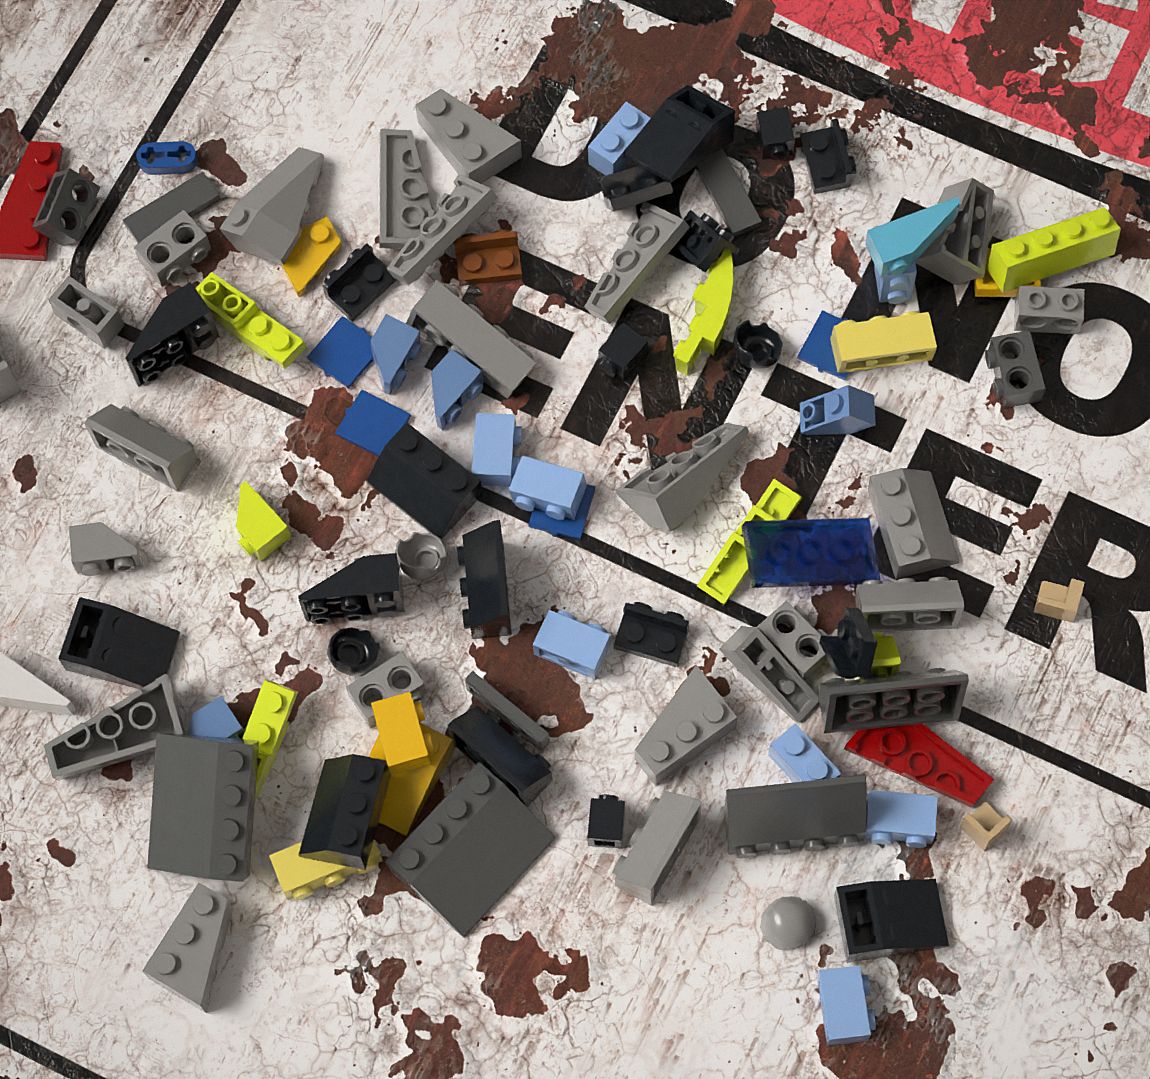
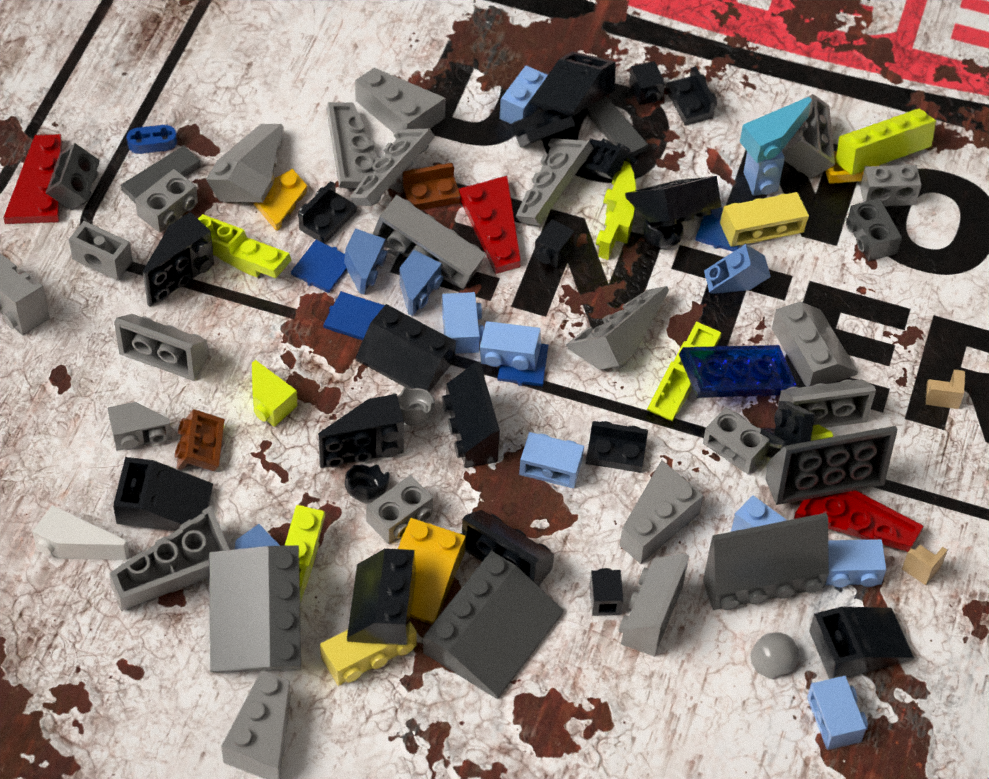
camera: 15 degrees left, 15 degrees down
(171, 575) = (199, 440): none -> dark orange bracket
(401, 732) = (423, 529): yellow brick -> none
(507, 711) = (482, 500): dark grey tile -> none
(555, 304) = (492, 219): none -> red wing
(769, 672) = (720, 463): light grey slope -> none
(777, 309) = (677, 200): none -> black slope

